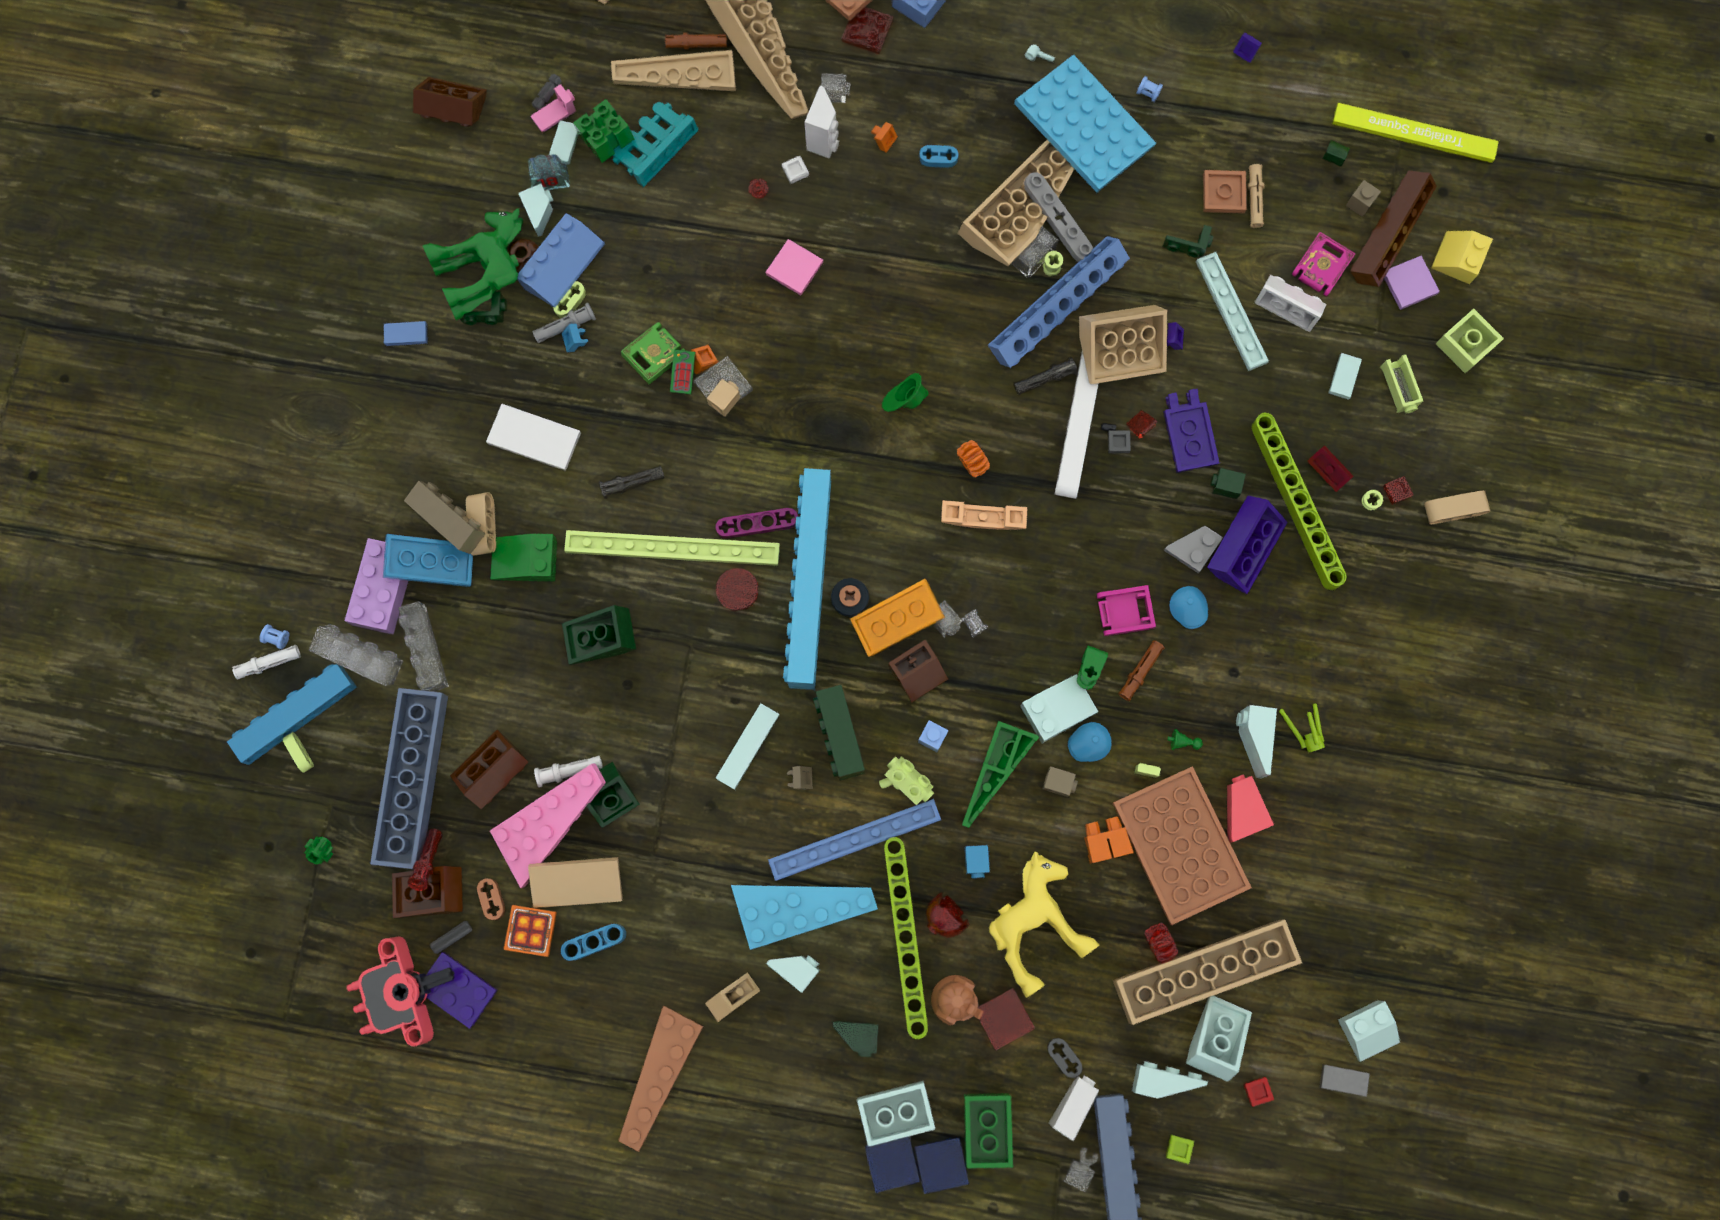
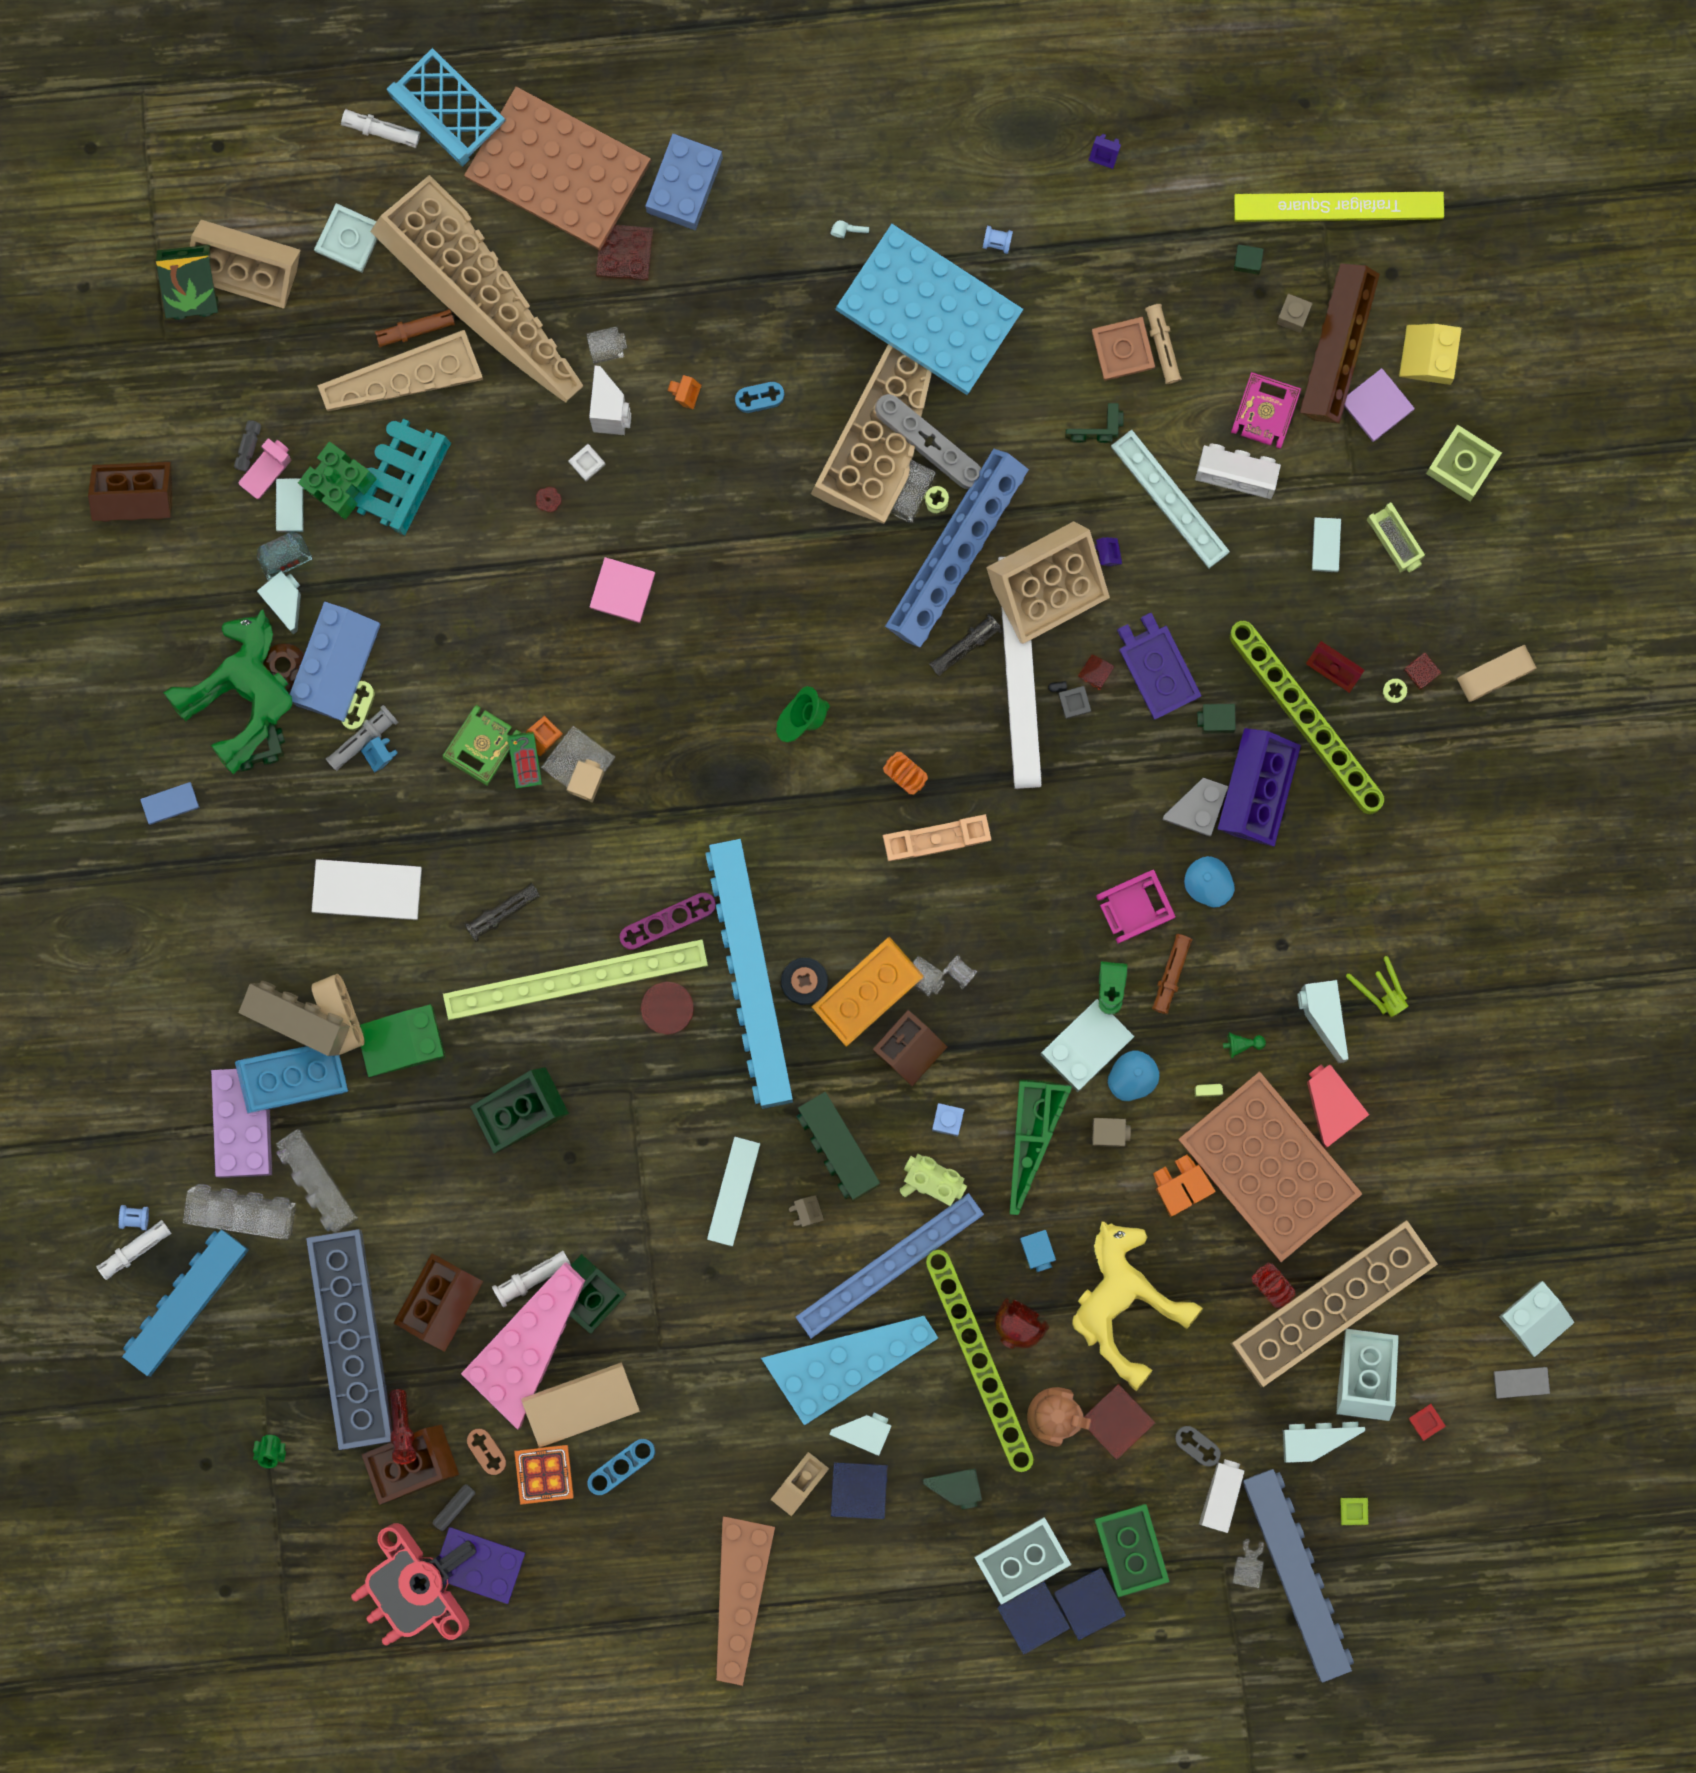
camera: 15 degrees left, 5 degrees up
(298, 752) = (206, 1345): yellowish green beam -> none
(778, 1016) = (859, 1490): none -> clear blue plate

